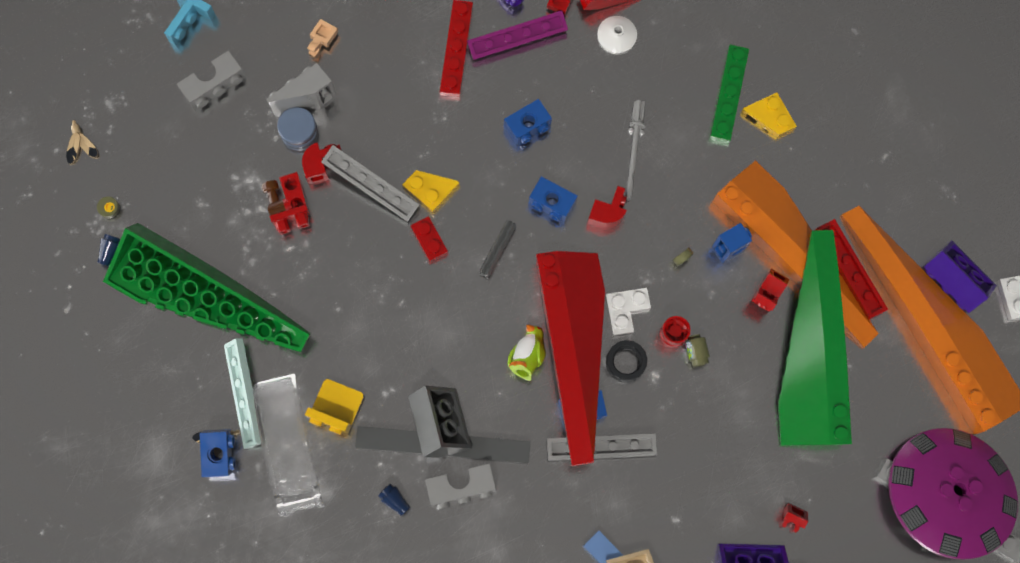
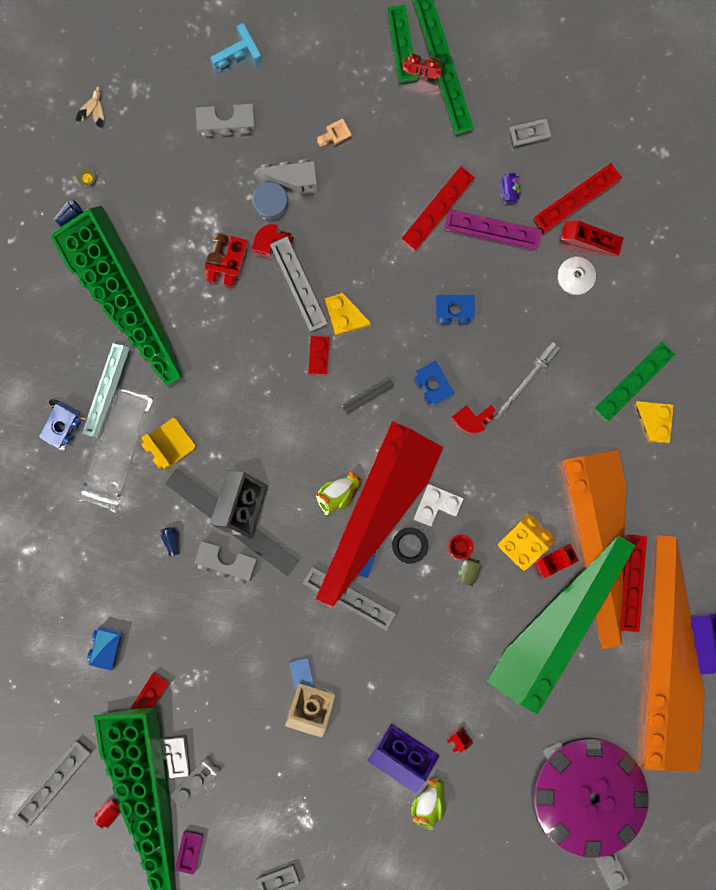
camera: 40 degrees right, 10 degrees up
(683, 256) = (507, 492): olive tile -> none
(731, 292) = (526, 542): none -> yellow bracket
(732, 242) = (551, 505): blue brick -> none

